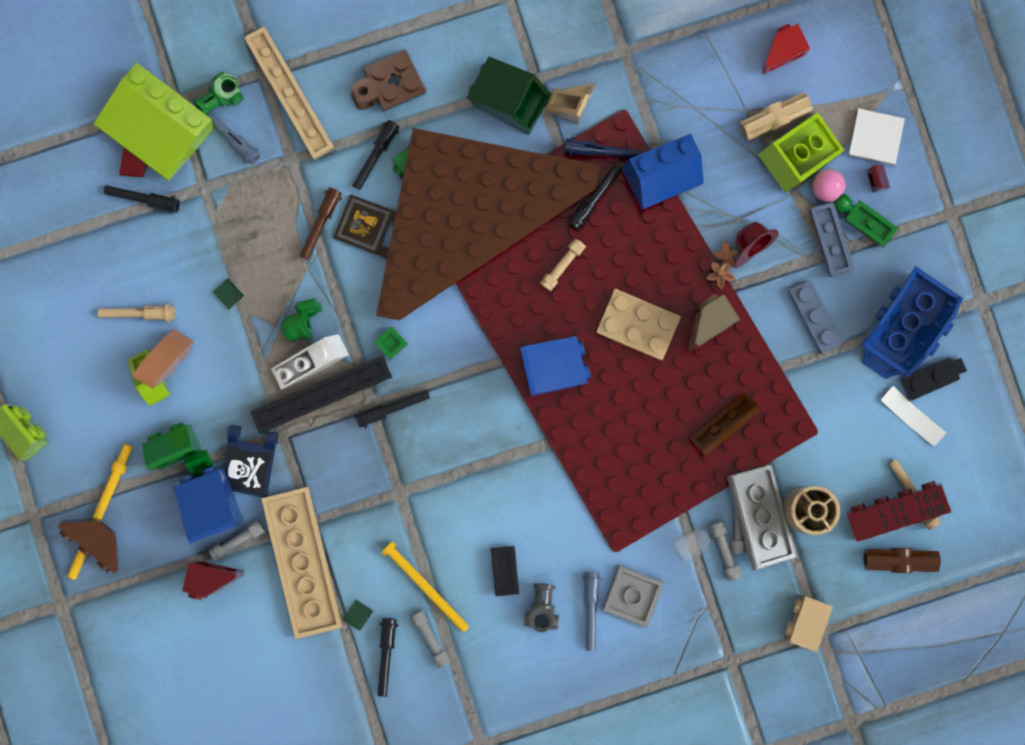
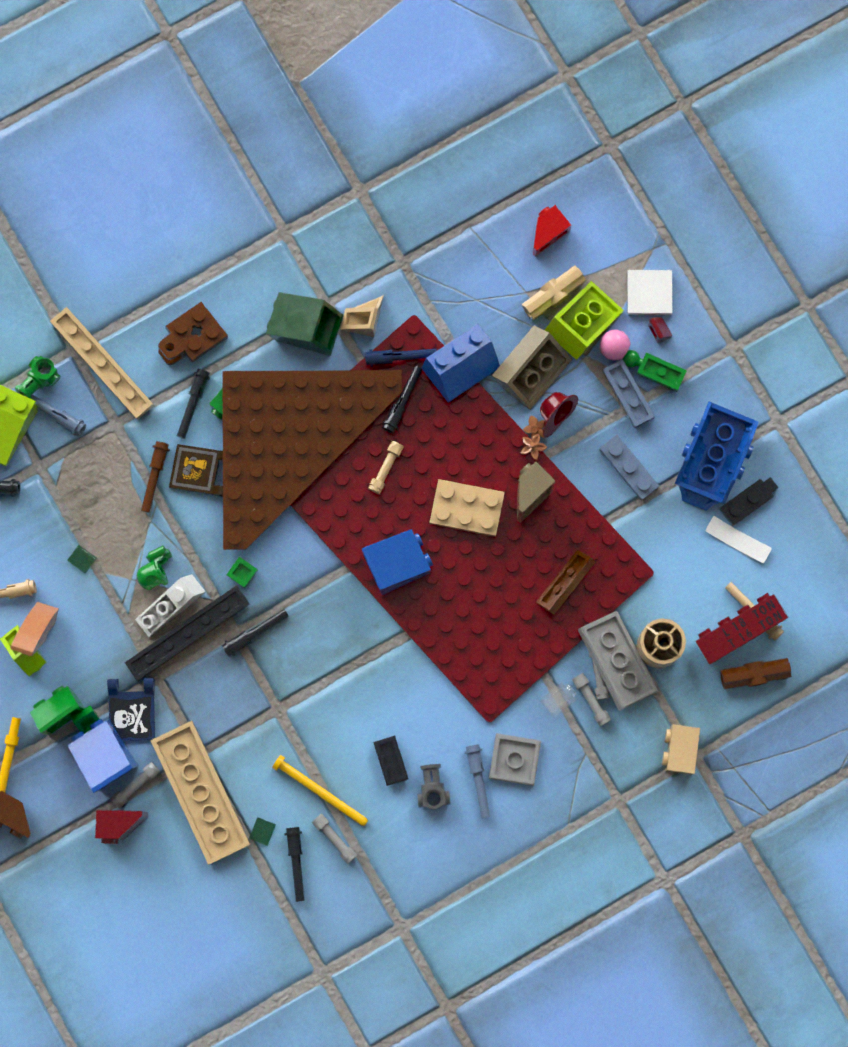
camera: 10 degrees left, 5 degrees down
(737, 190) = (532, 367): none -> dark tan slope

